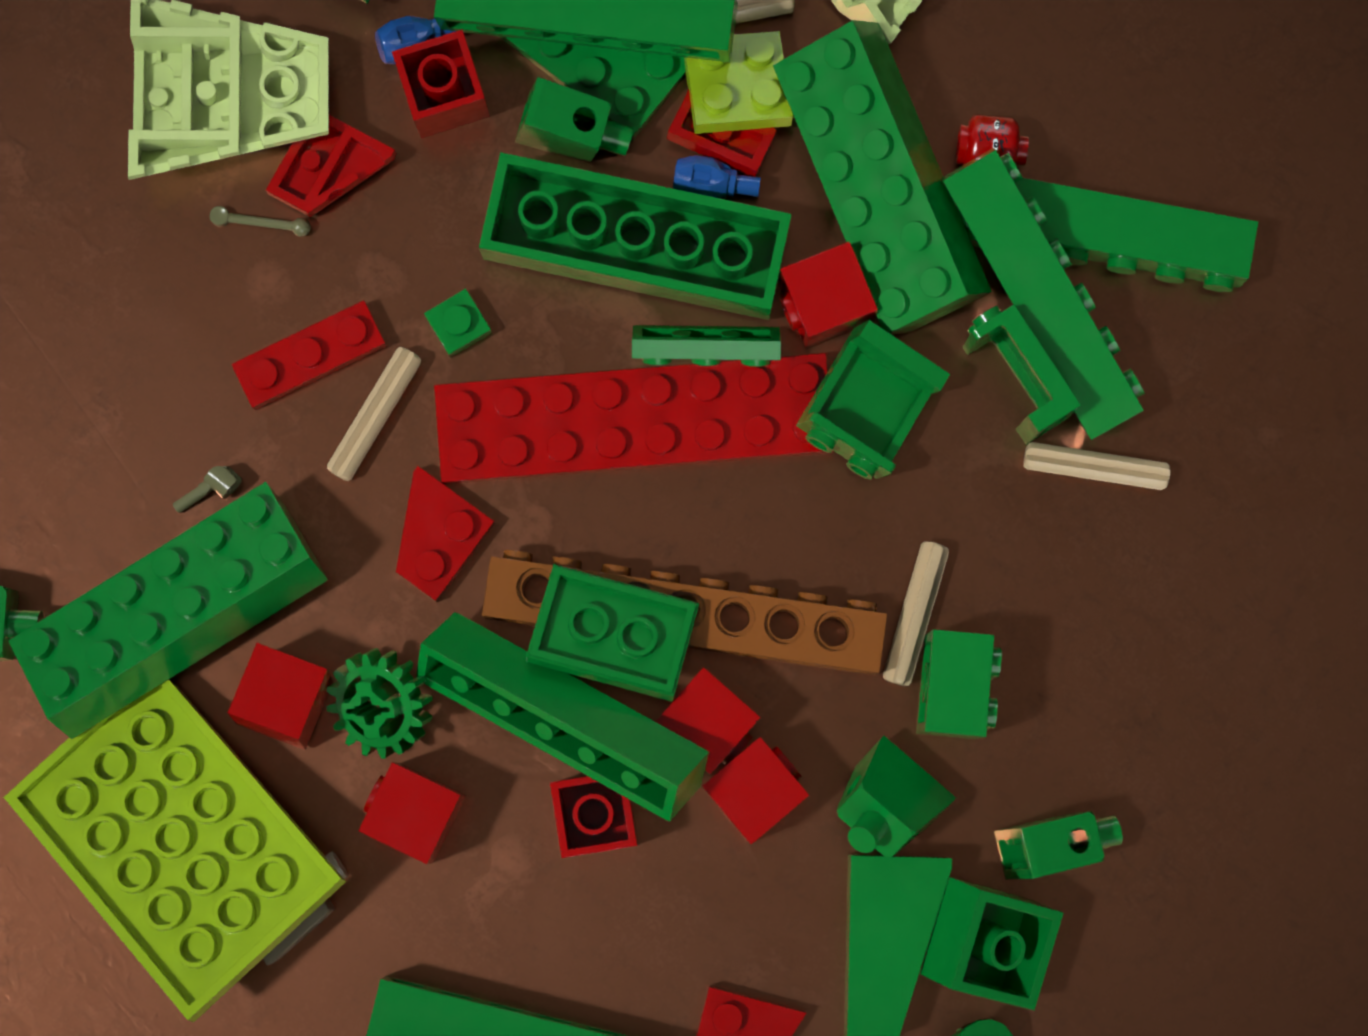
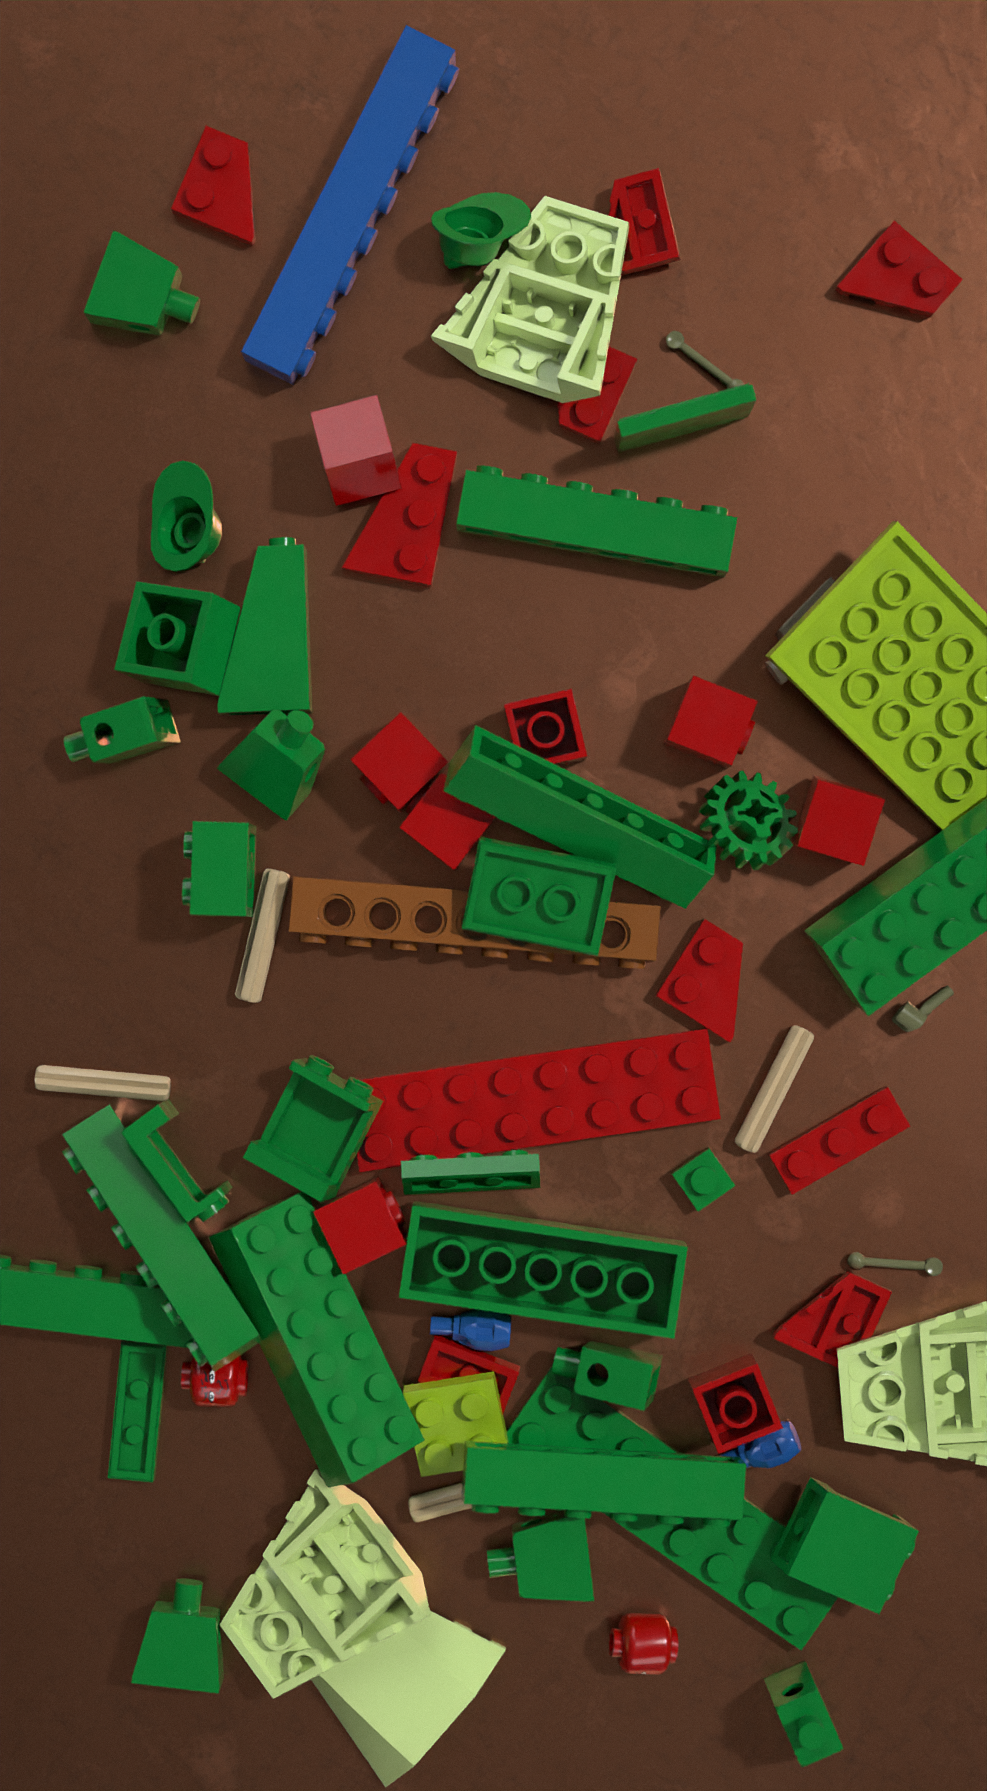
camera: 175 degrees right, 5 degrees up
(1076, 116) = (137, 1411): none -> green tile

